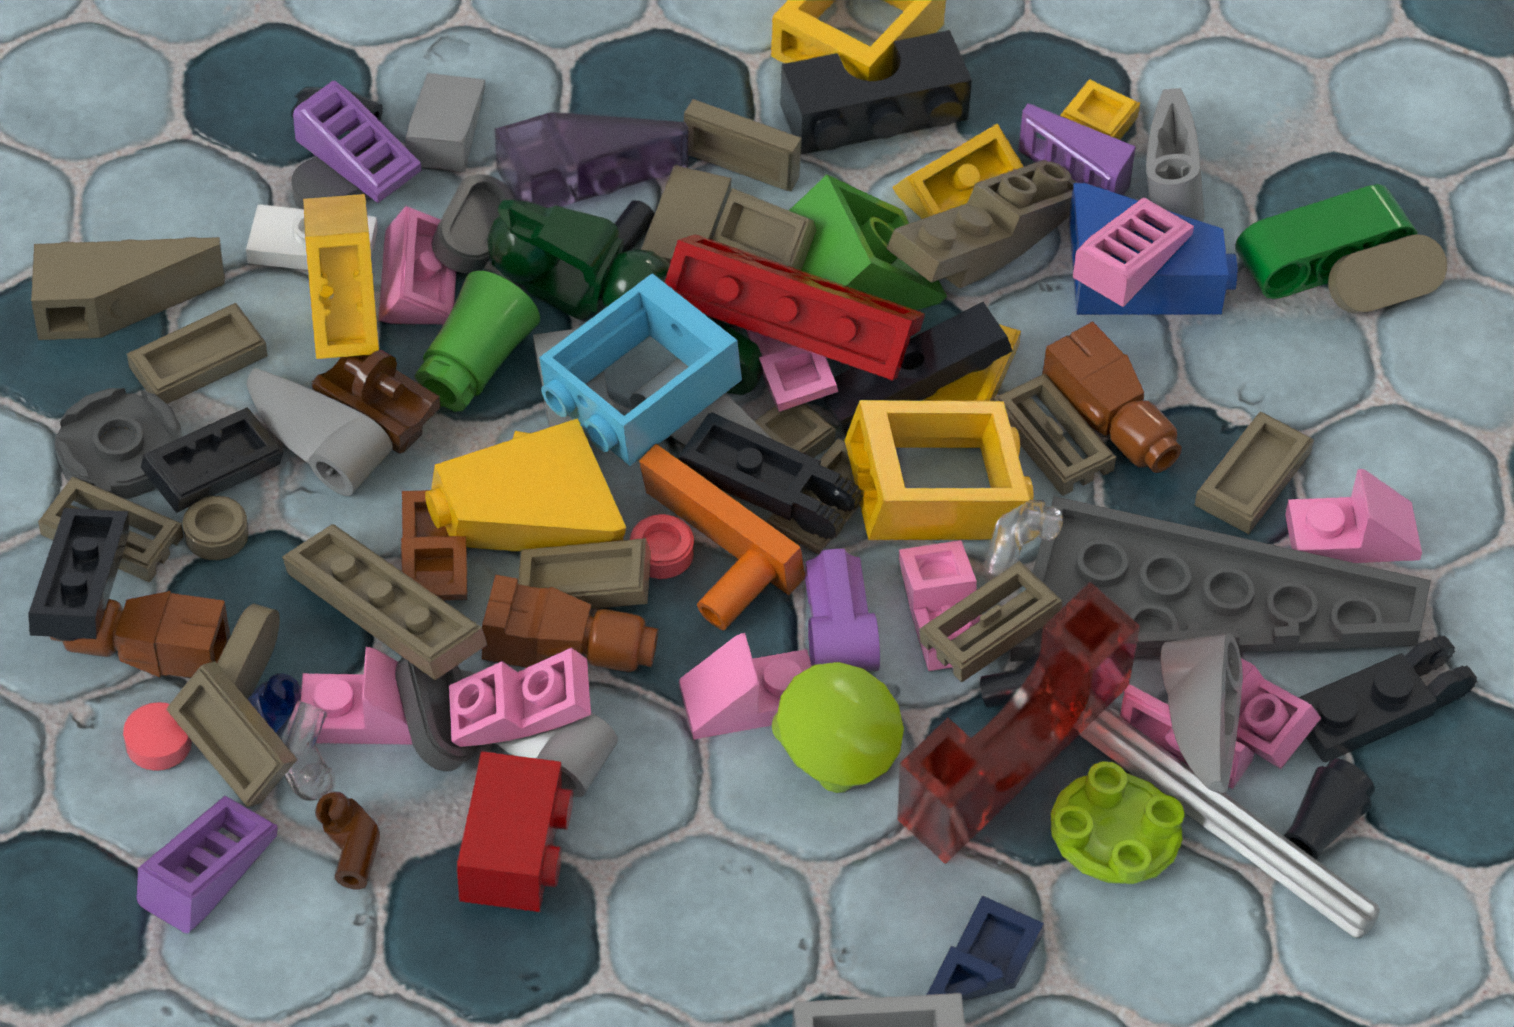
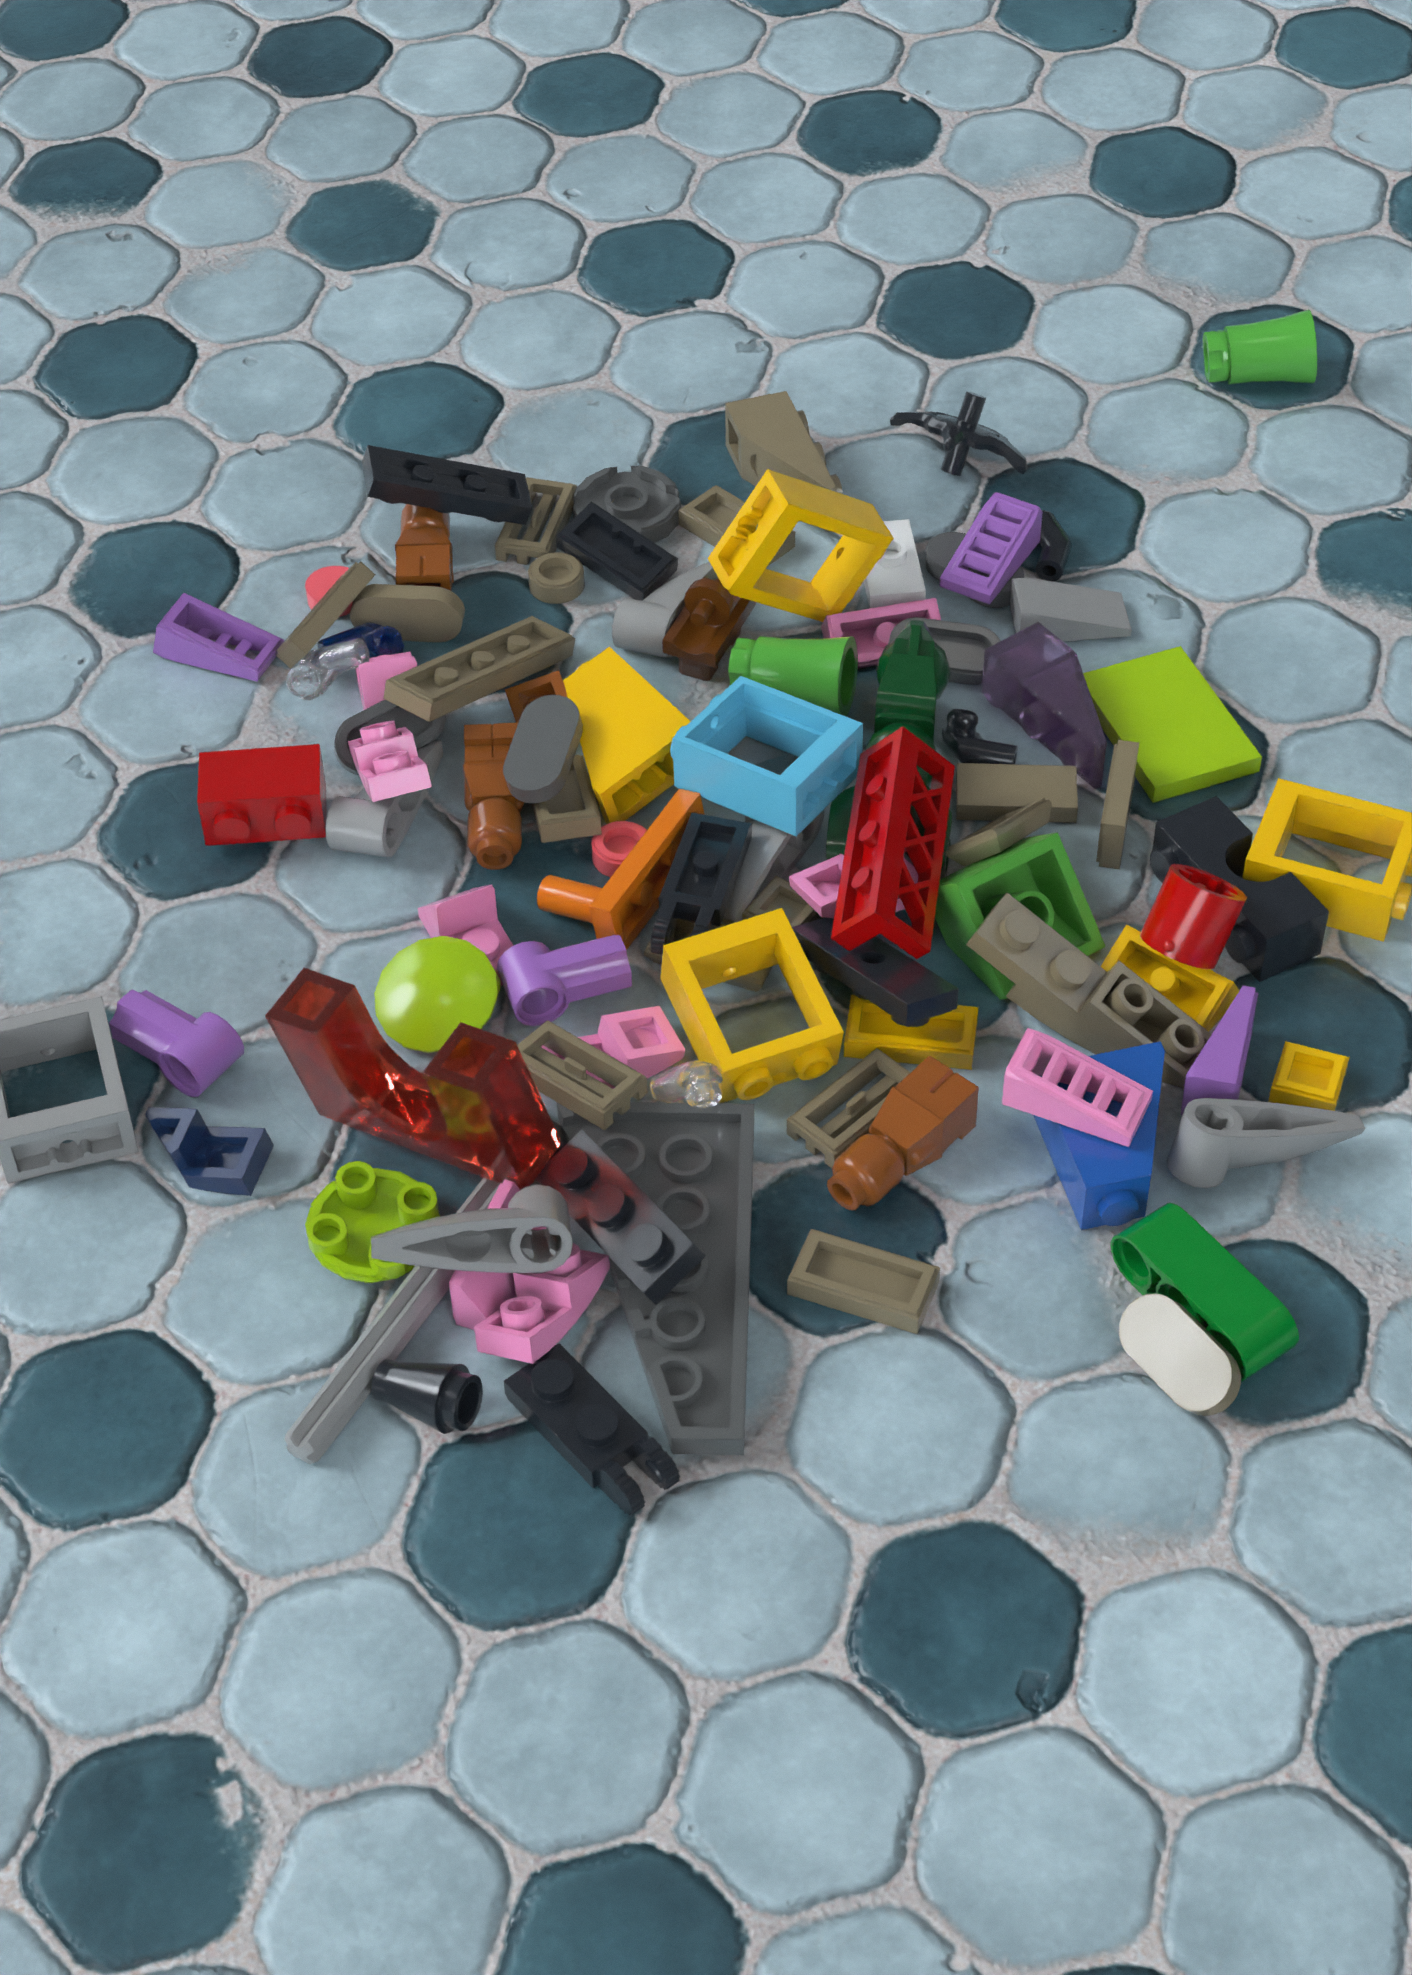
camera: 80 degrees right, 5 degrees down
(158, 121) = (962, 433): none -> black piece
(353, 833) = (257, 722): reddish brown arm -> none
(556, 555) = (543, 749): none -> dark grey tile
(628, 76) = (1177, 719): none -> lime tile
(852, 949) = (186, 1048): none -> medium lavender piece
(936, 118) = (1193, 916): none -> red piece
(1204, 603) = (620, 1217): none -> plate
(1362, 528) = (815, 1377): bright pink slope -> none

